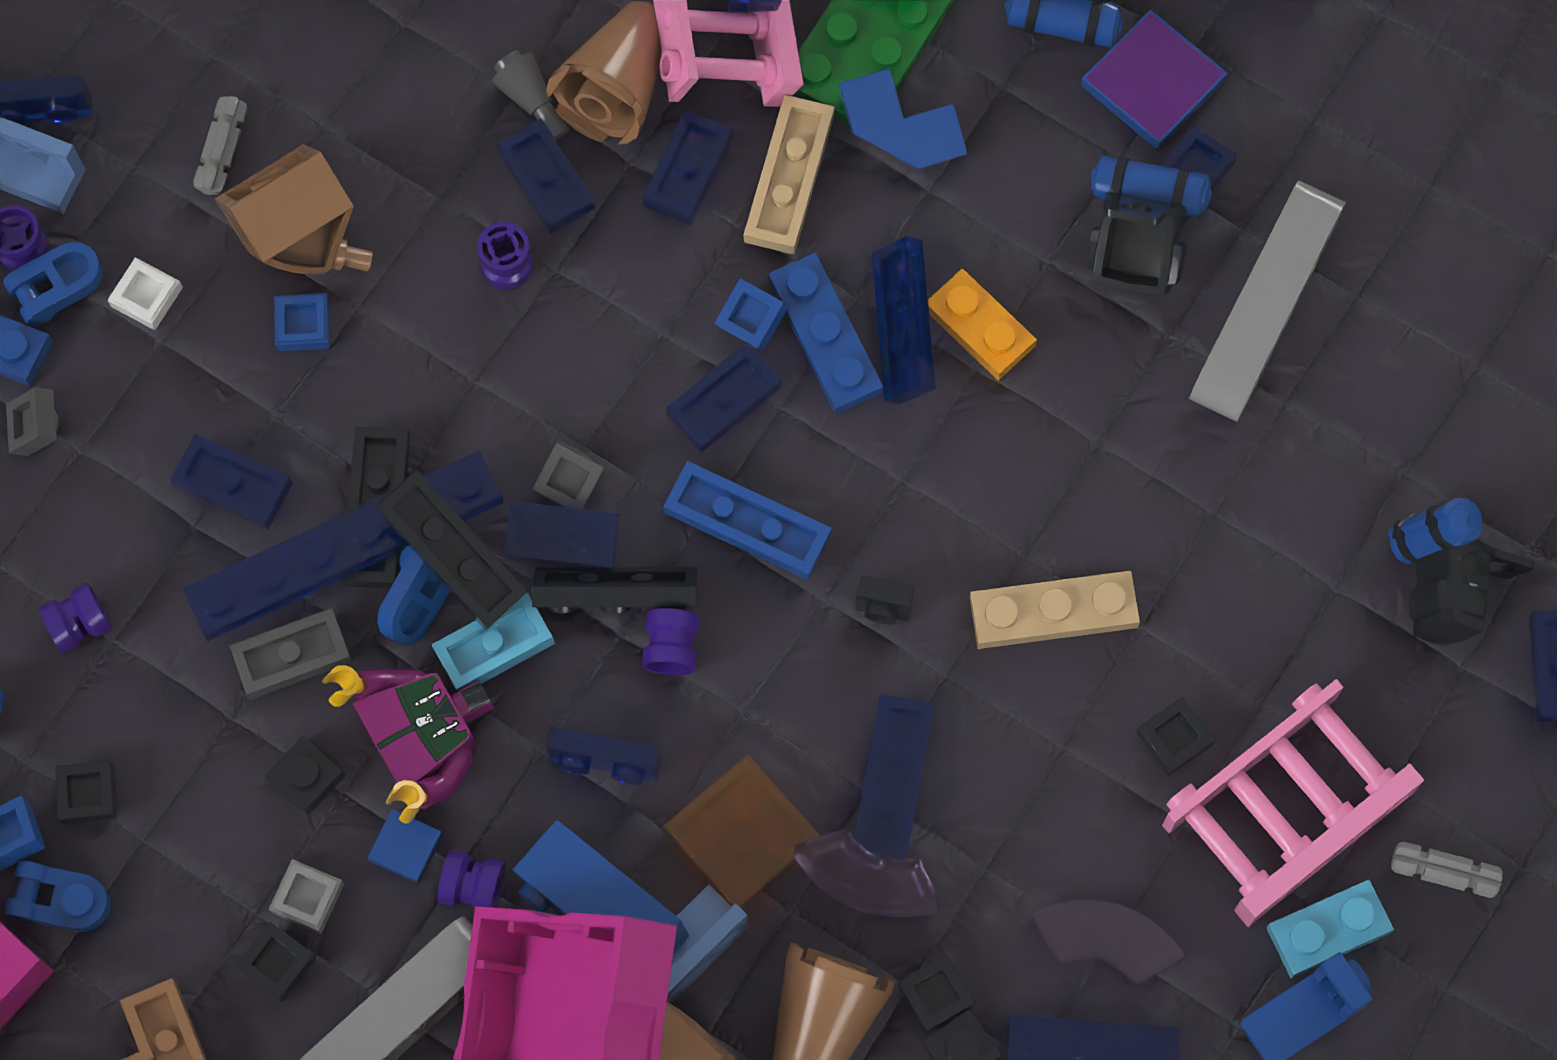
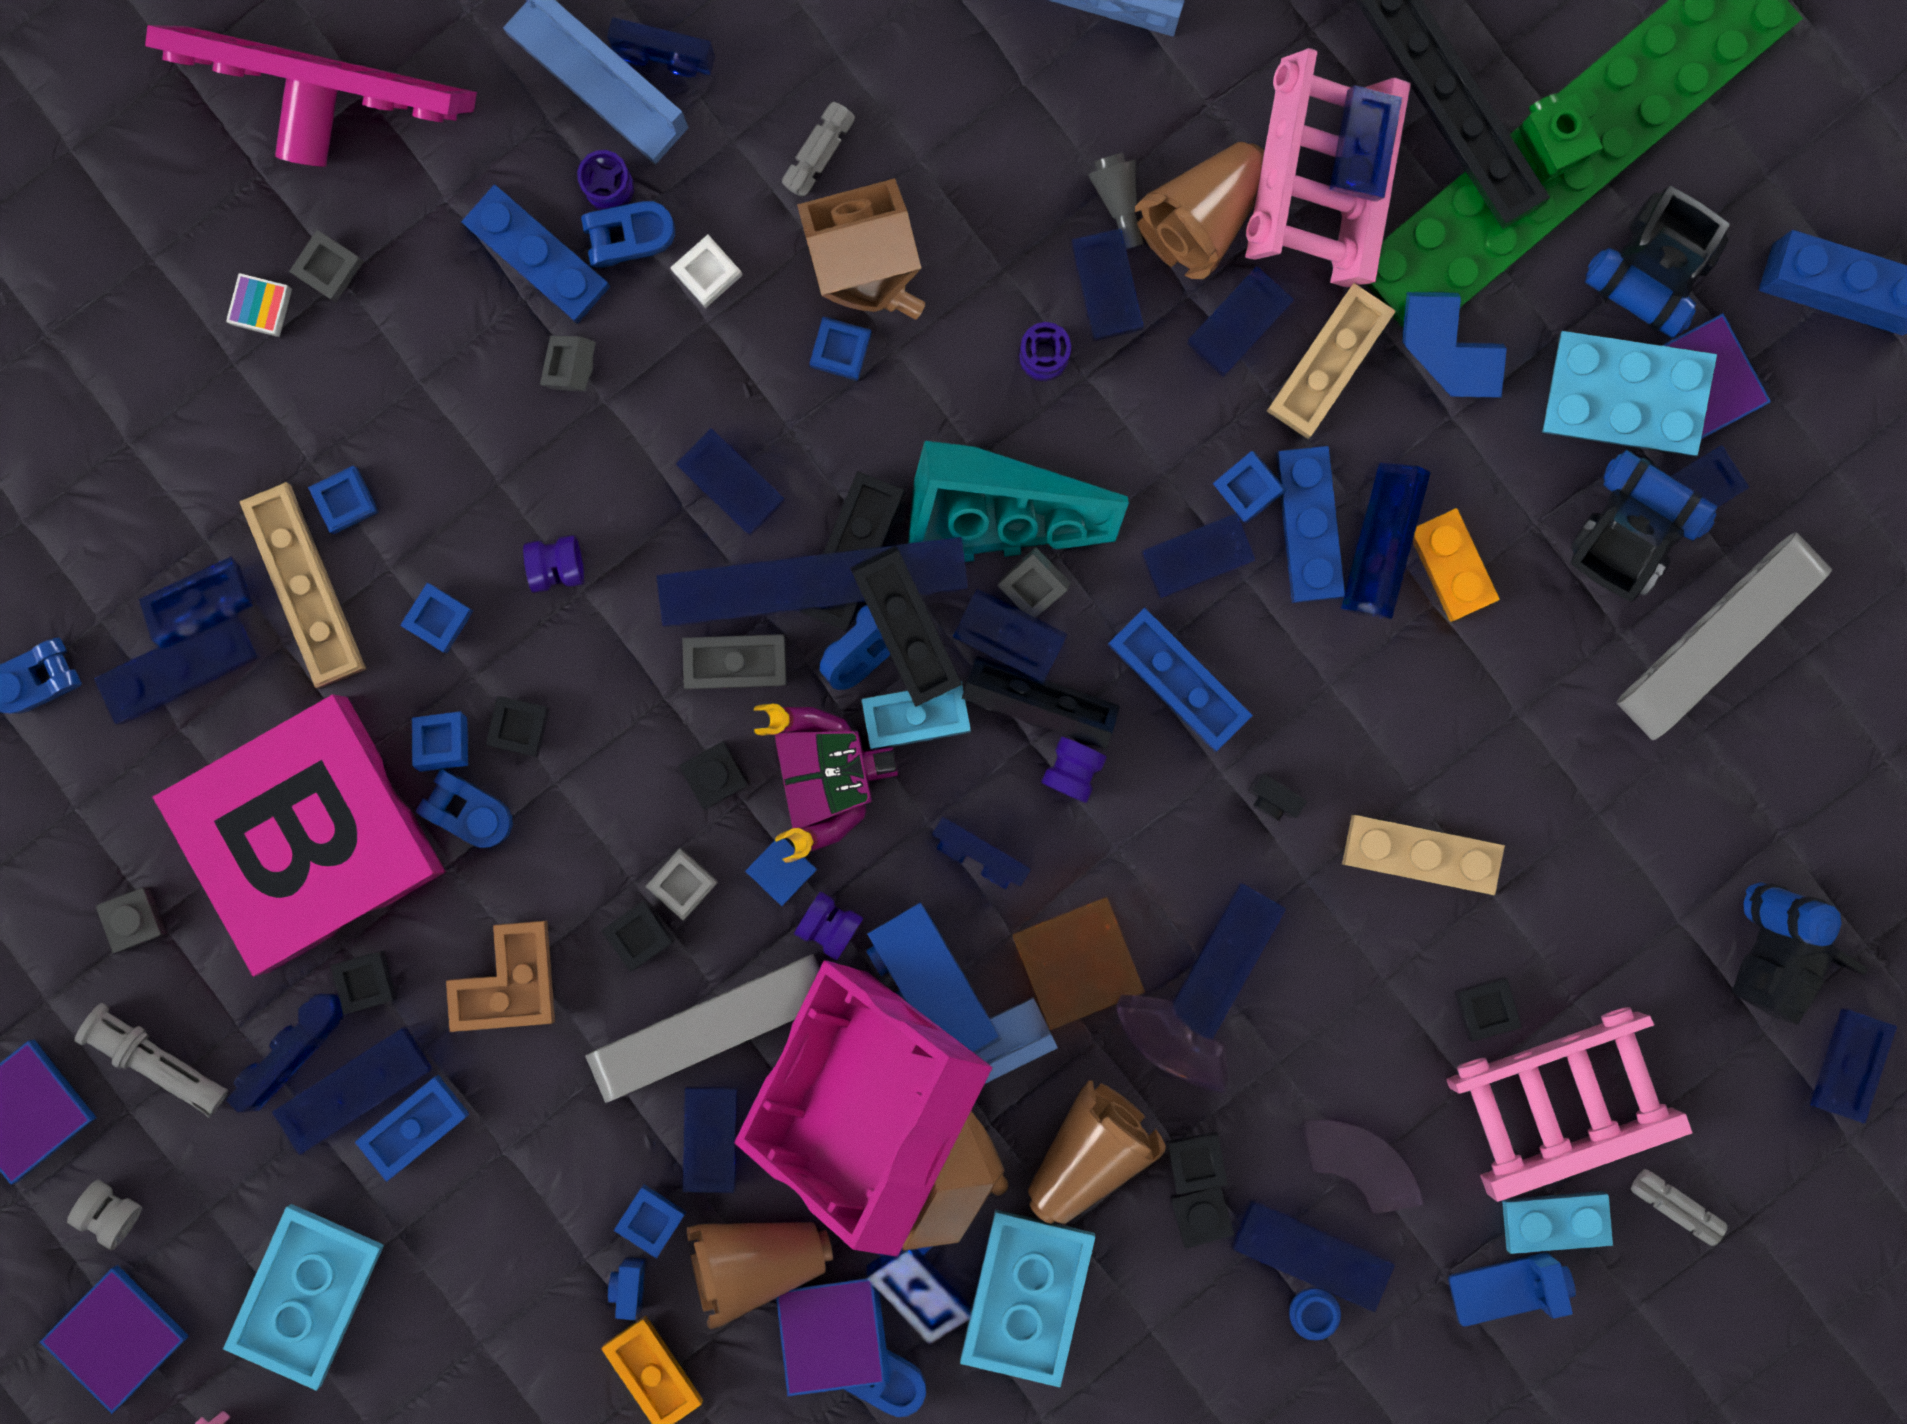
camera: 20 degrees right, 15 degrees up
(518, 408) = (1006, 503): none -> teal wedge
(1088, 108) = (1629, 393): none -> medium azure plate

